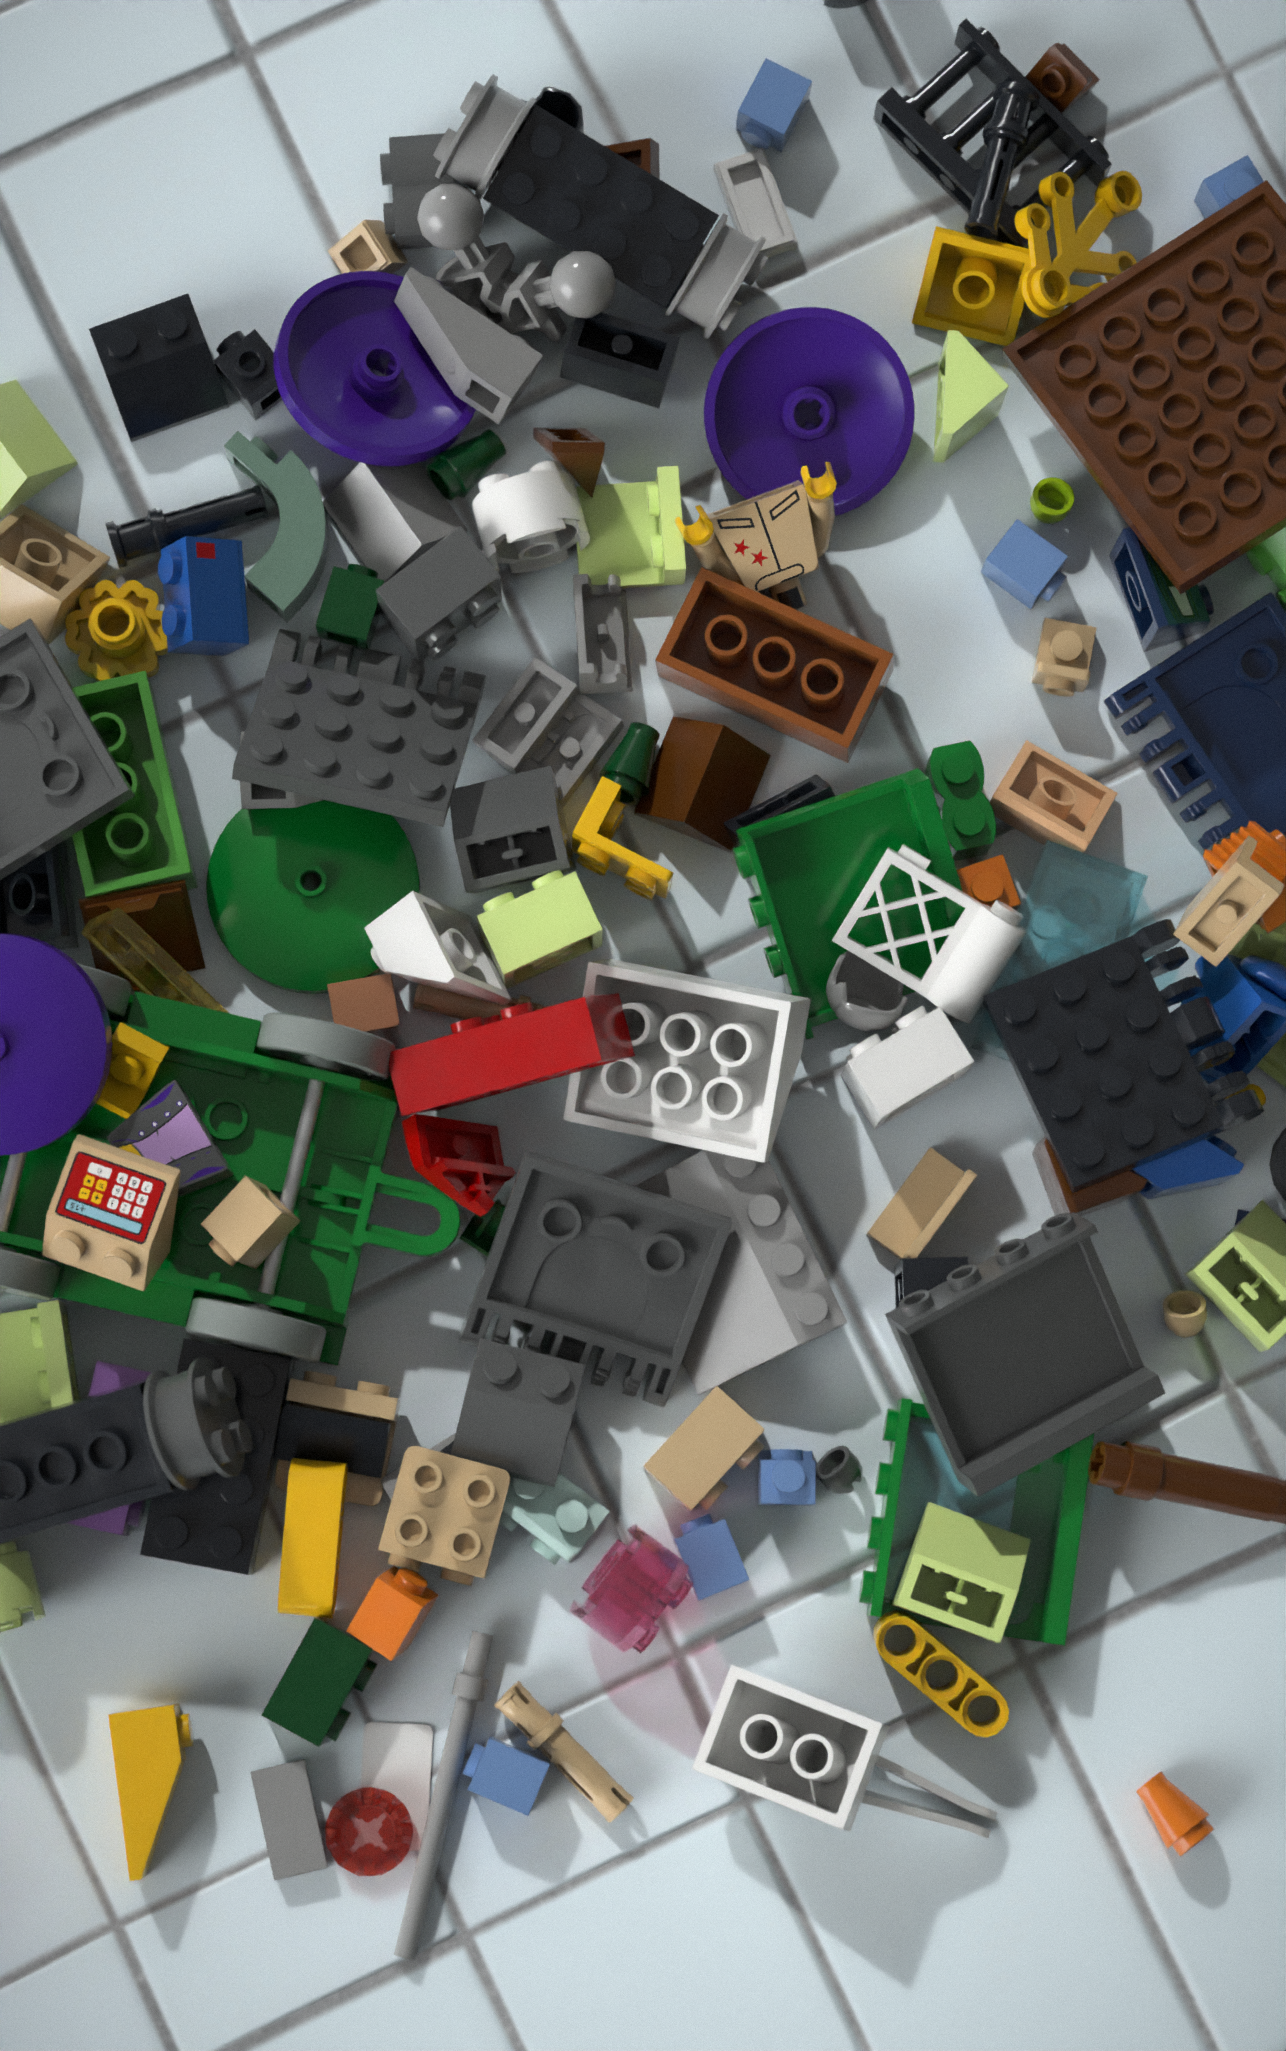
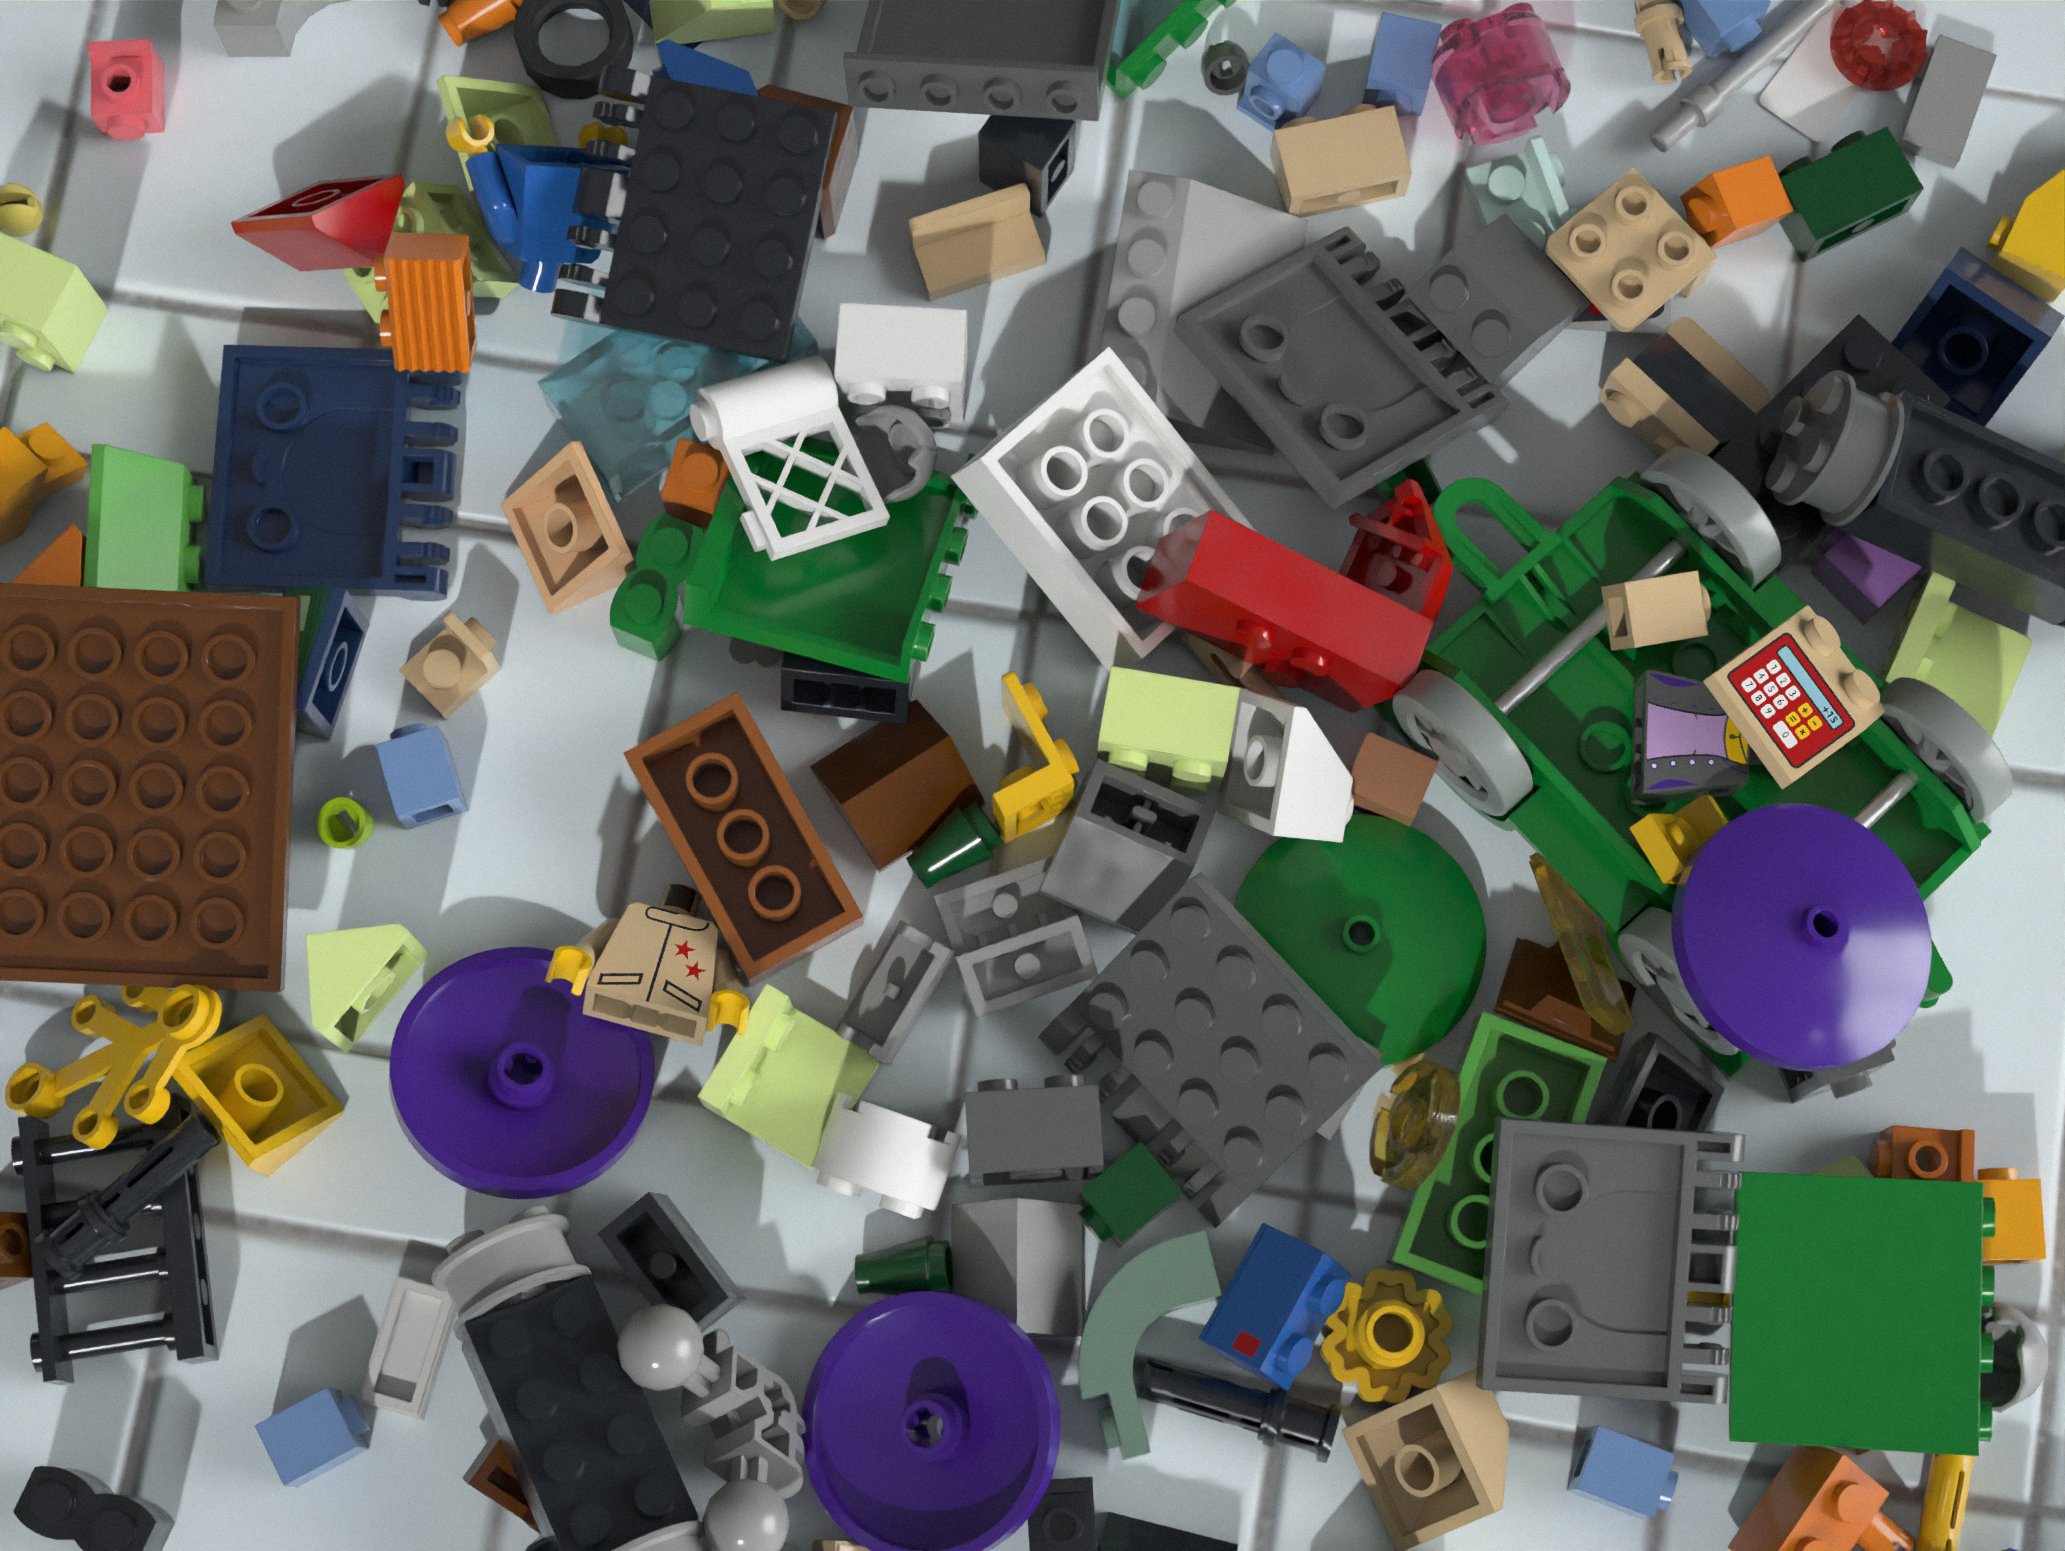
camera: 140 degrees left, 5 degrees down
(155, 1630) = (1976, 335): none -> dark blue slope
(188, 773) = (1418, 1127): none -> clear yellow tile
(312, 1538) = (1768, 319): yellow beam -> none
(470, 351) = (823, 1372): light grey slope -> none
(576, 451) = (789, 1200): reddish brown slope -> none
(1228, 905) = (486, 281): tan panel -> none

